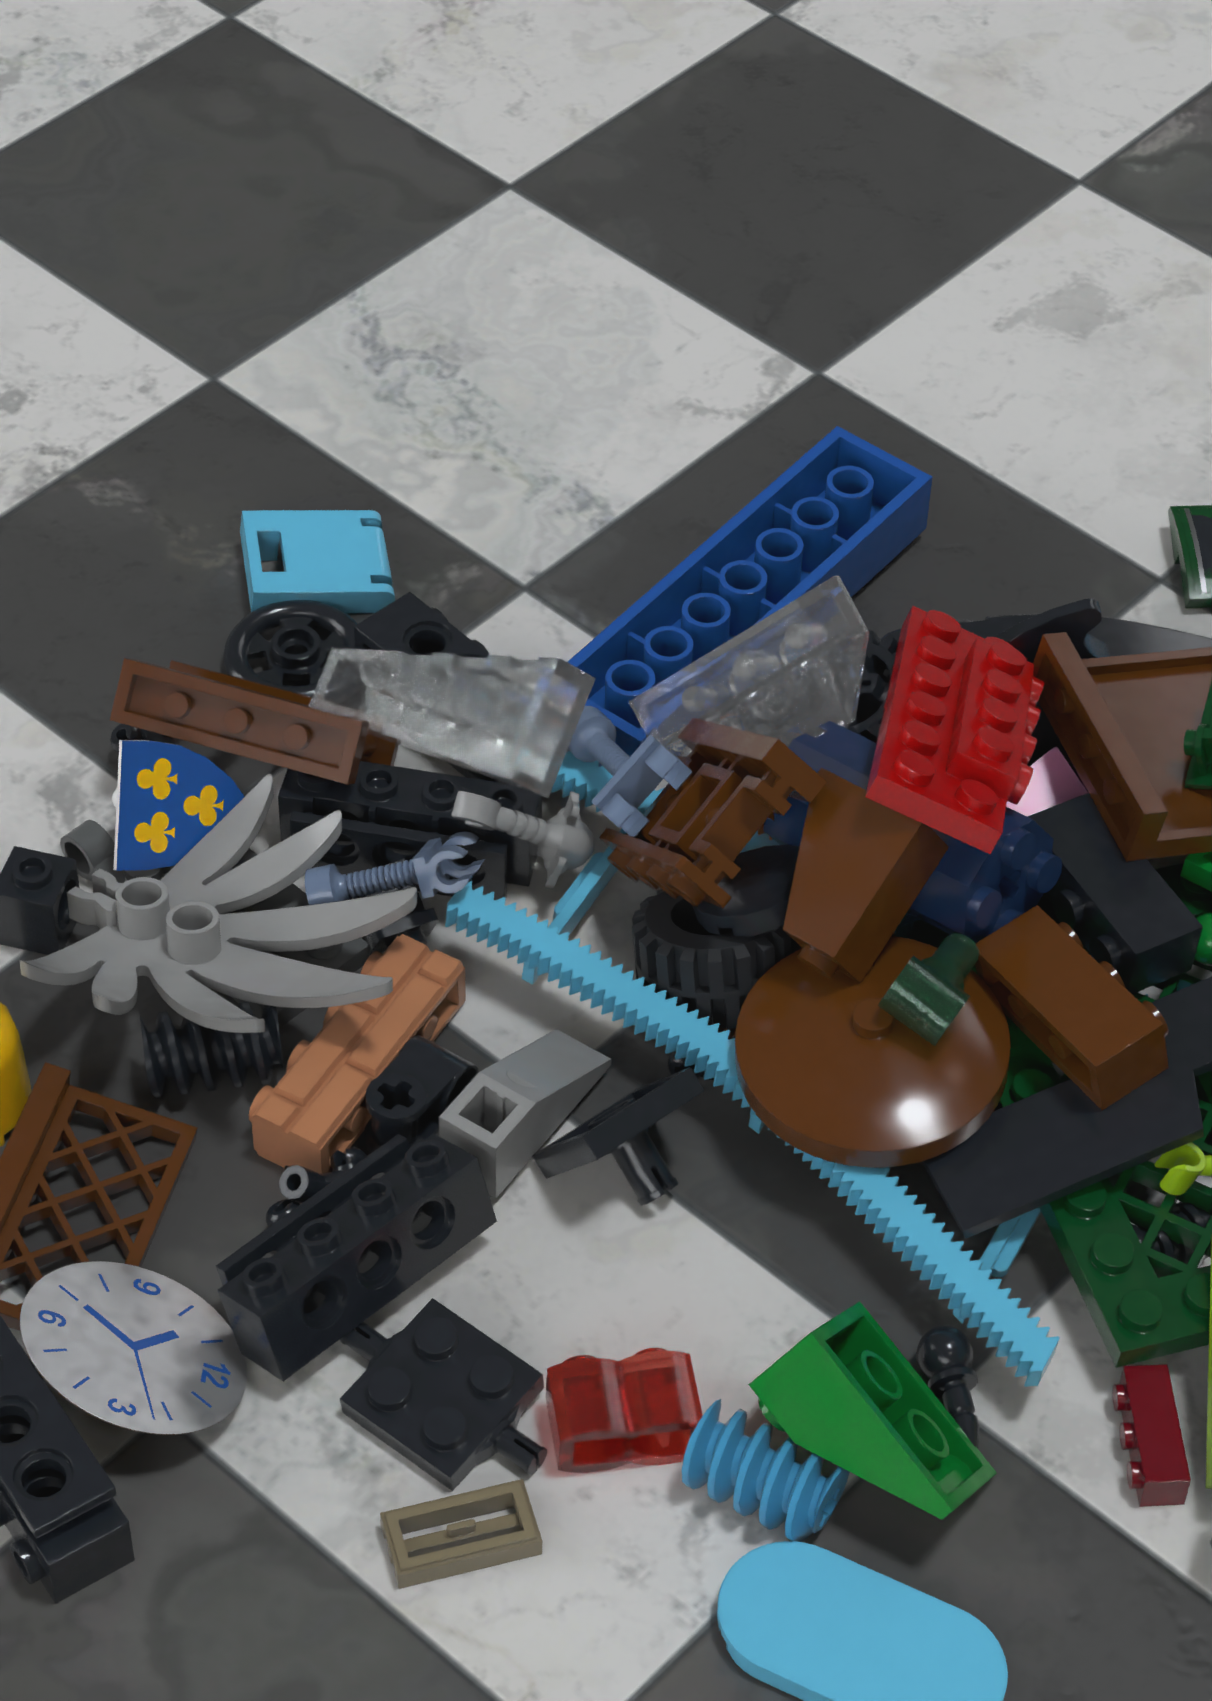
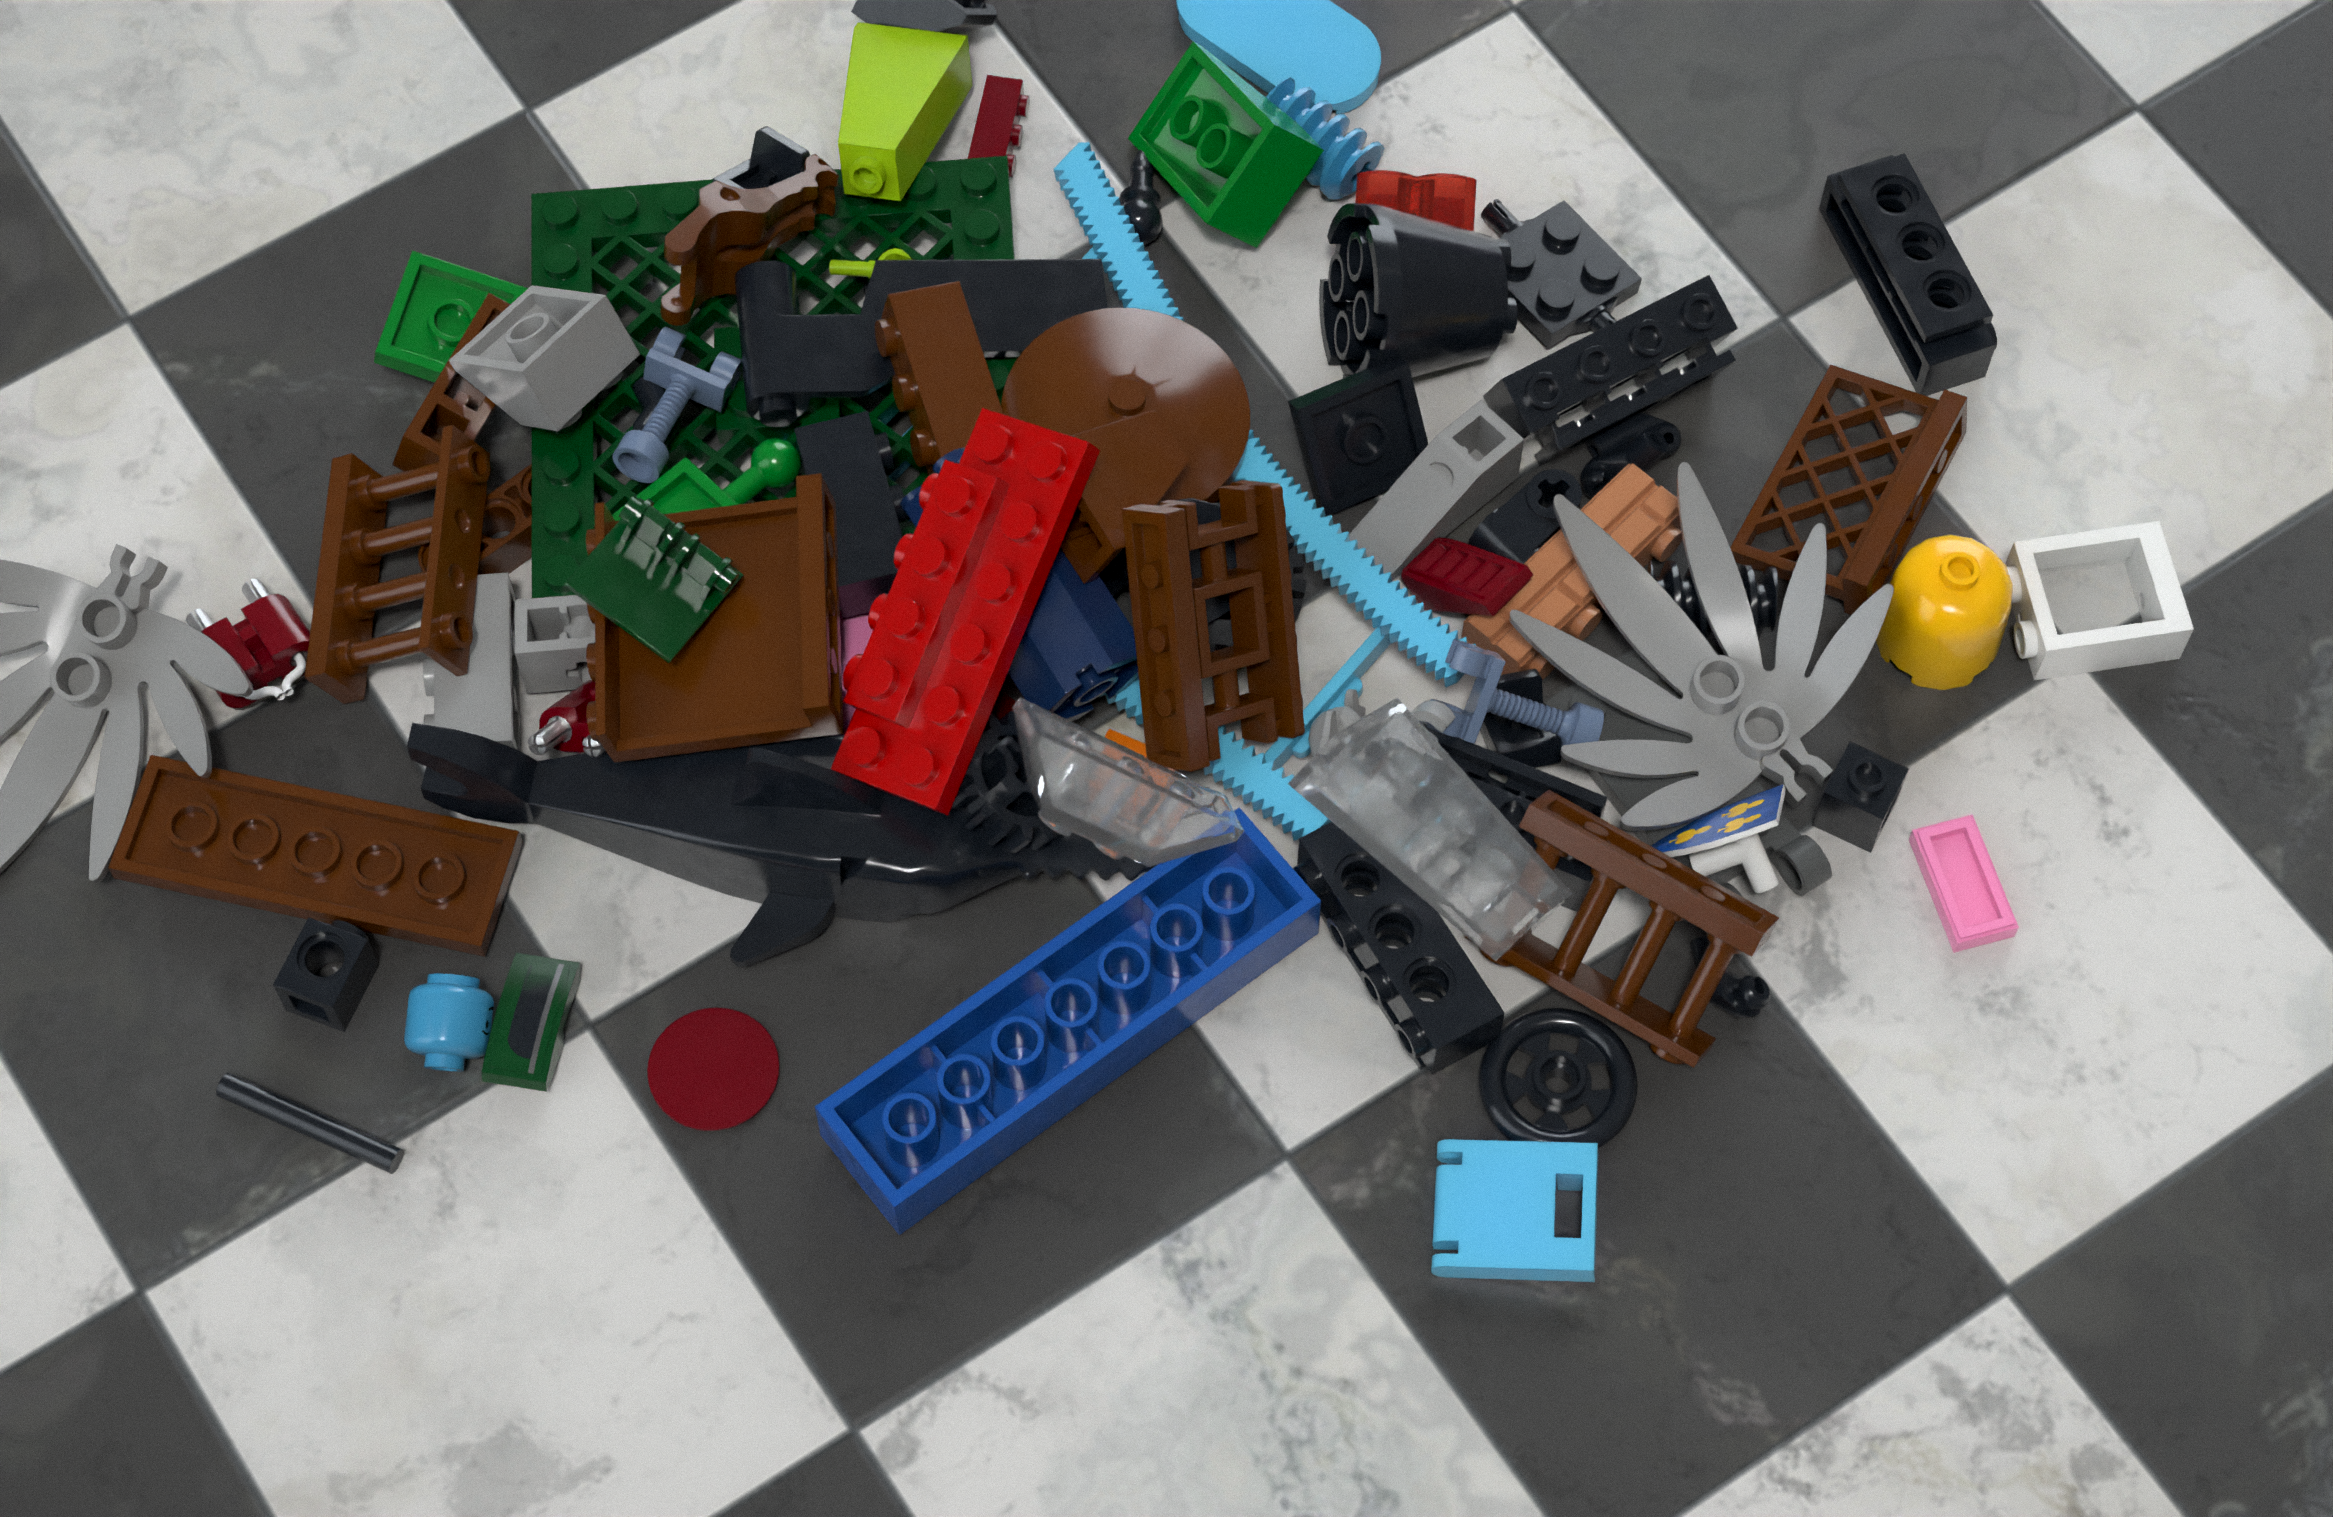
camera: 165 degrees left, 15 degrees up
(133, 1348) = (1813, 329): flat silver sticker -> none
(463, 1544) = (1563, 177): dark tan tile -> none
(505, 1022) = (1463, 578): none -> dark red slope
(596, 1261) = (1412, 292): none -> black cone
(632, 776) = (1287, 699): sand blue bar -> none
(932, 990) = (1076, 379): clear green pin -> none
(1038, 561) = (713, 1069): none -> dark red piece

